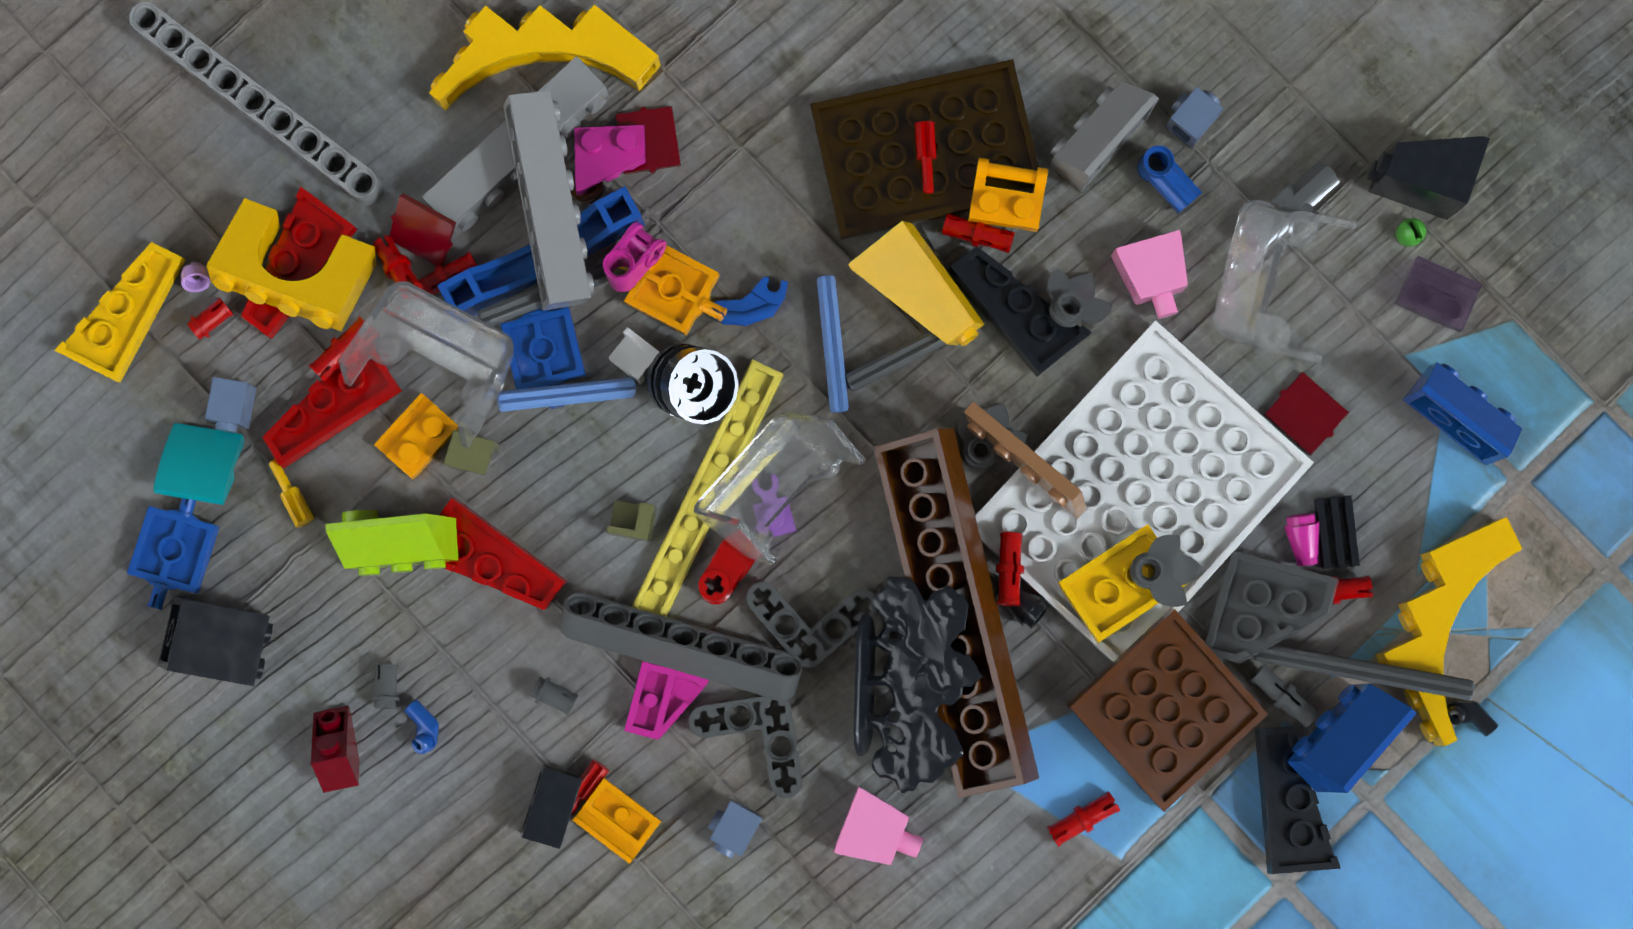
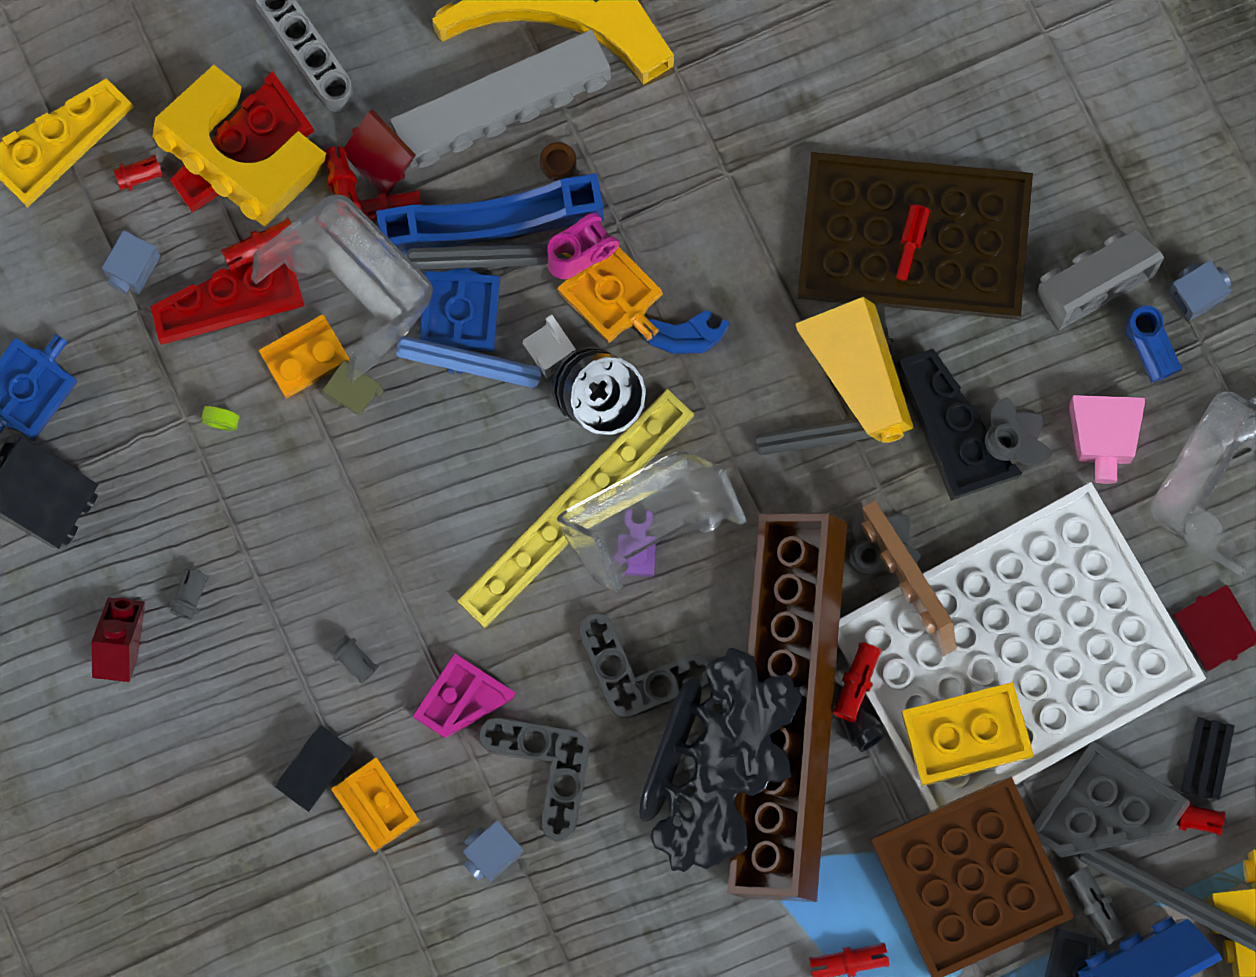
camera: 20 degrees right, 5 degrees down
(189, 280) = (130, 130): lavender hinge -> none
(198, 463) = (78, 312): teal slope -> none
(292, 497) = (159, 376): yellow axle -> none
(395, 543) = (248, 452): lime slope -> none
(426, 730) = (215, 649): blue arm -> none
(498, 561) = (329, 492): red wing -> none
(547, 200) = (514, 162): light grey brick -> none
(590, 780) = (361, 756): red axle -> none
(606, 153) = (589, 135): dark pink wing -> none
(632, 520) = (492, 511): olive panel -> none
(660, 137) = (635, 136): dark red piece -> none
(681, 646) = (498, 651): dark grey beam -> none
(726, 565) = (573, 588): red piece -> none
(832, 344) = (753, 400): medium blue axle -> none
(875, 831) = (632, 901): bright pink torso -> none
(978, 233) = (939, 336): red pin -> none
(1007, 206) = (975, 317): light orange plate -> none
(1170, 571) = (1020, 734): dark grey plate -> none
(1303, 537) = (1170, 752): dark pink cone -> none

